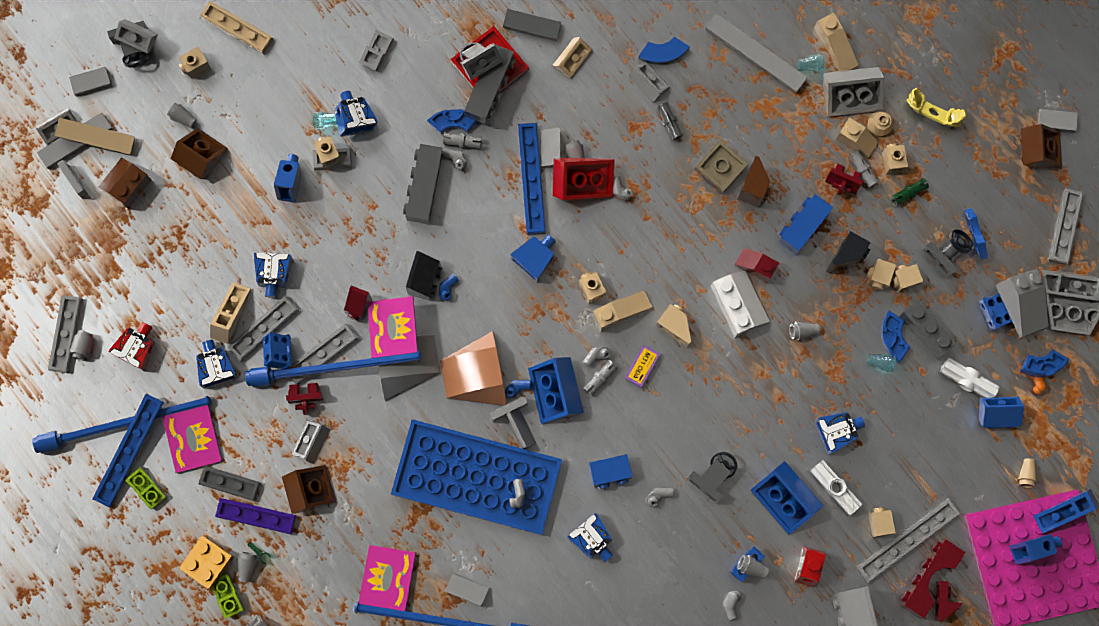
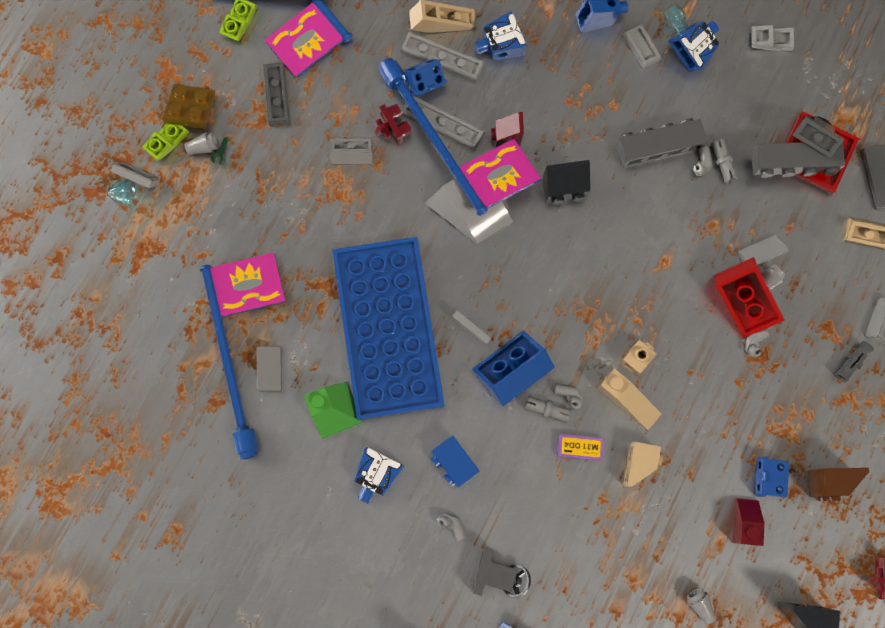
camera: 65 degrees right, 0 degrees up
(214, 365) = (383, 27): torso -> none
(255, 516) = (255, 132): dark purple tile -> none
(308, 489) = (302, 169): reddish brown slope -> none
(327, 151) = (646, 34): tan brick -> none
(445, 287) = (566, 211): blue arm -> none
(451, 119) = (740, 141): blue tile -> none
(474, 373) = (493, 279): nougat wedge -> none
(516, 386) = (498, 326): blue arm -> none
(520, 494) = (388, 377): light grey arm -> none
(521, 429) = (457, 350): light grey slope -> none
(524, 551) = (332, 409): none -> bright green slope
(531, 178) = (720, 247): blue tile -> none
(534, 256) = (641, 285): blue torso -> none
(721, 166) = (835, 437): dark tan plate -> none
(730, 231) = (771, 480): none -> blue piece
(739, 303) = (697, 521): white slope -> none
(804, 223) = (819, 555): blue brick -> none

